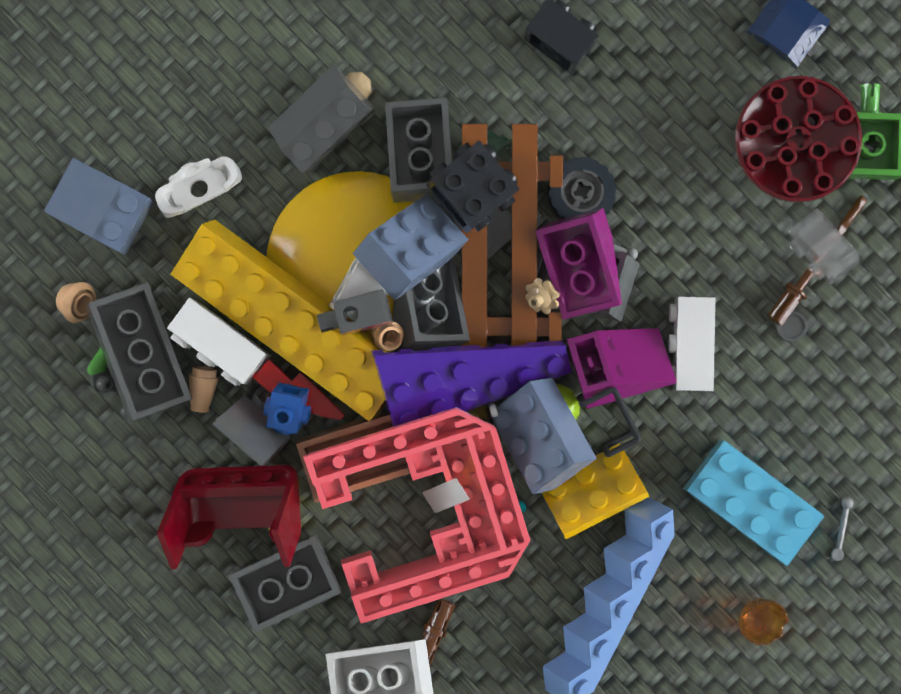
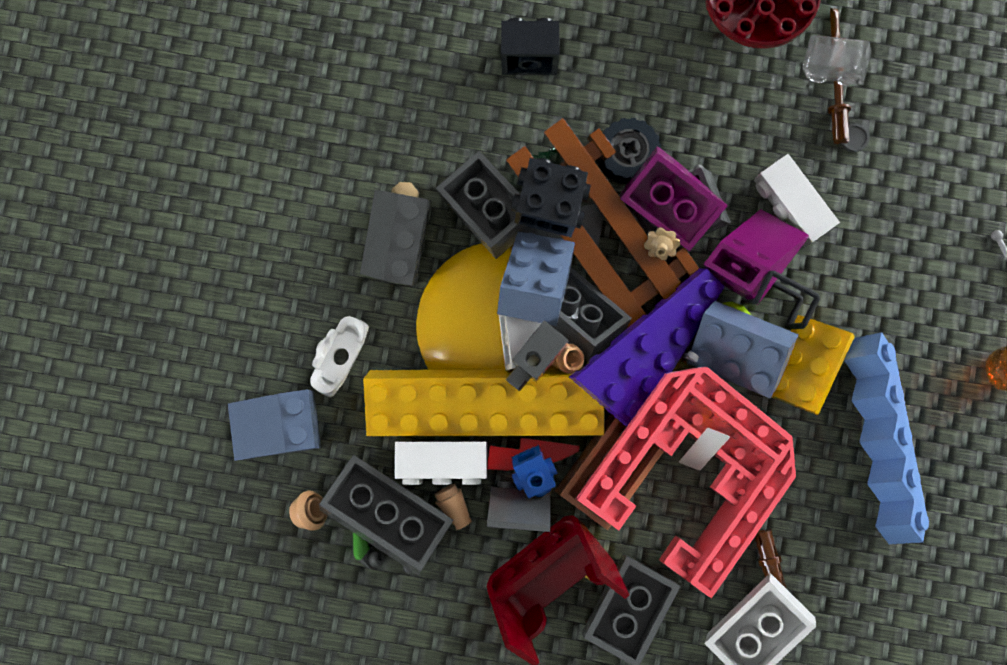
camera: 30 degrees left, 5 degrees down
(753, 502) = (932, 284): medium azure brick -> none

